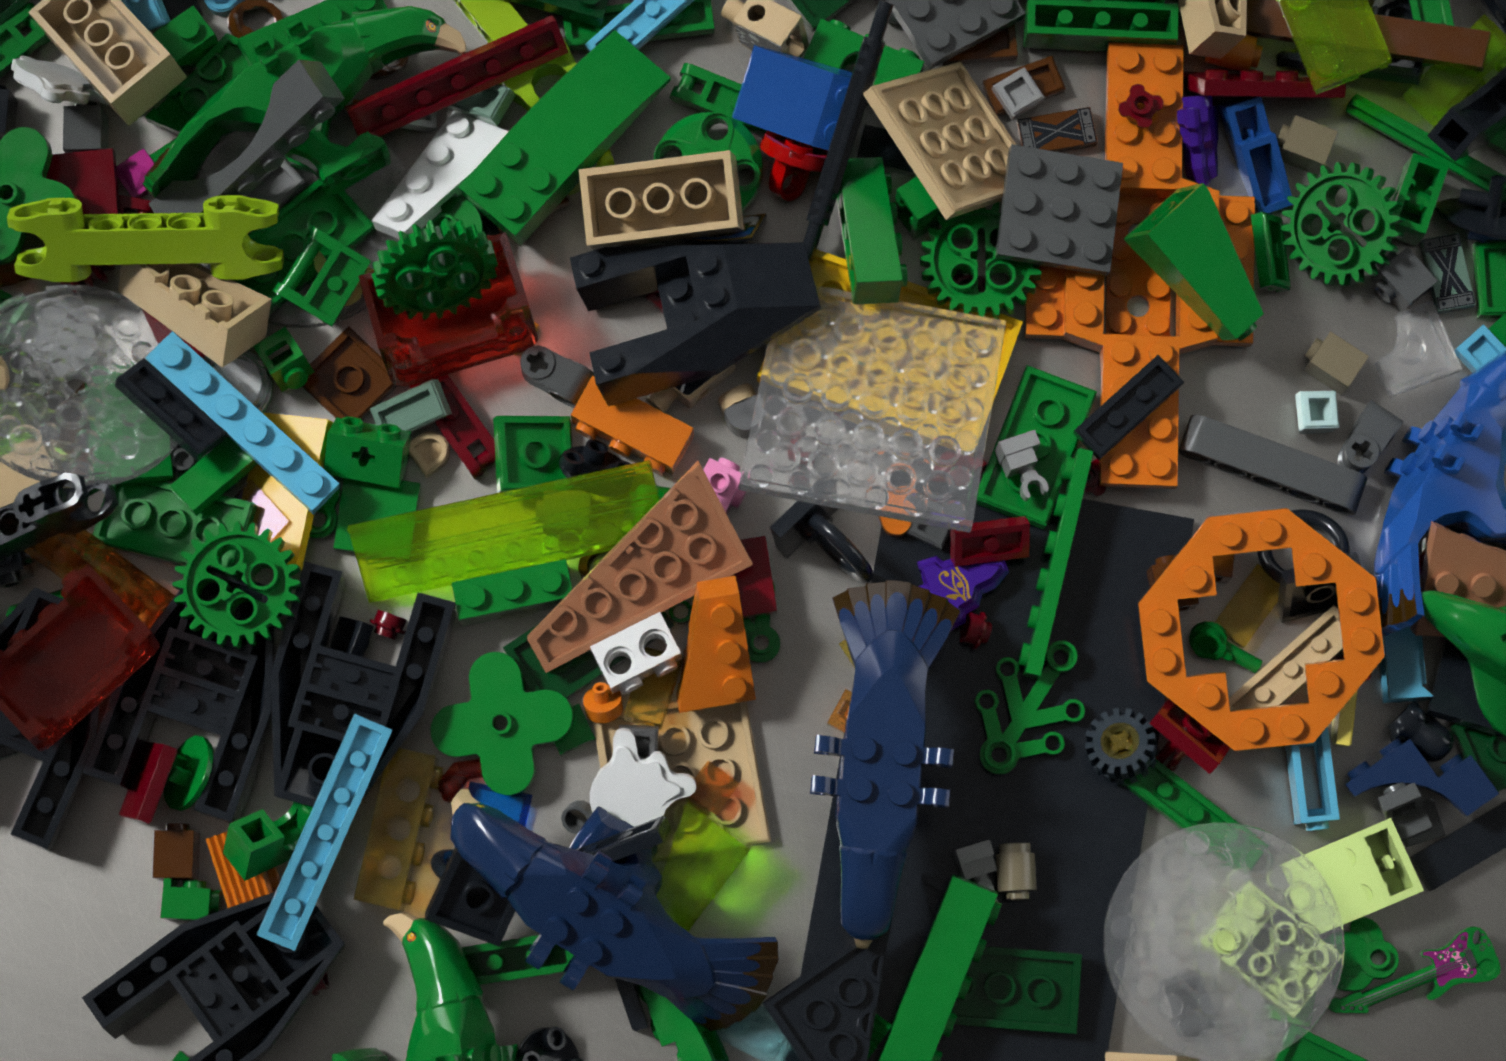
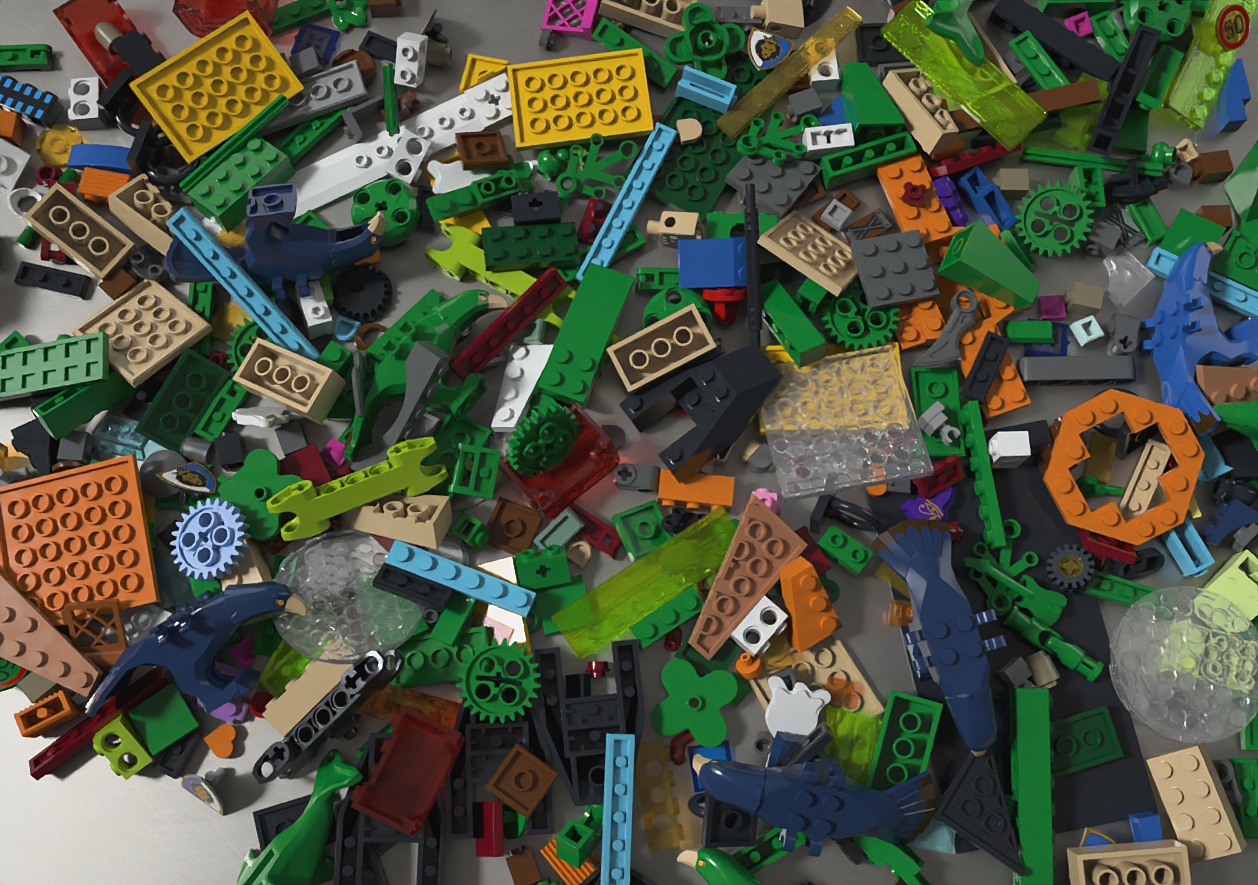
camera: 20 degrees left, 5 degrees down
(215, 734) = (522, 781): none -> reddish brown tile
(221, 63) = (359, 373): none -> dark grey piece
(512, 625) = (673, 640): none -> clear red arm
(546, 302) = (616, 434): none -> dark grey tile
(772, 886) = (903, 740): none -> green brick
(806, 593) = (844, 551): none -> green brick
(1061, 780) = (1042, 603): none -> green piece
(1064, 863) = (1067, 653): none -> green piece
(1085, 355) = (947, 345): none -> dark grey piece
(1104, 539) = (1008, 449): none -> white brick
(1229, 379) = (1029, 331): none -> green tile
(1231, 781) = (1142, 565): none -> black plate
(1253, 400) = (1057, 349): none -> clear blue piece
(1282, 357) = (1051, 308): none -> dark pink tile

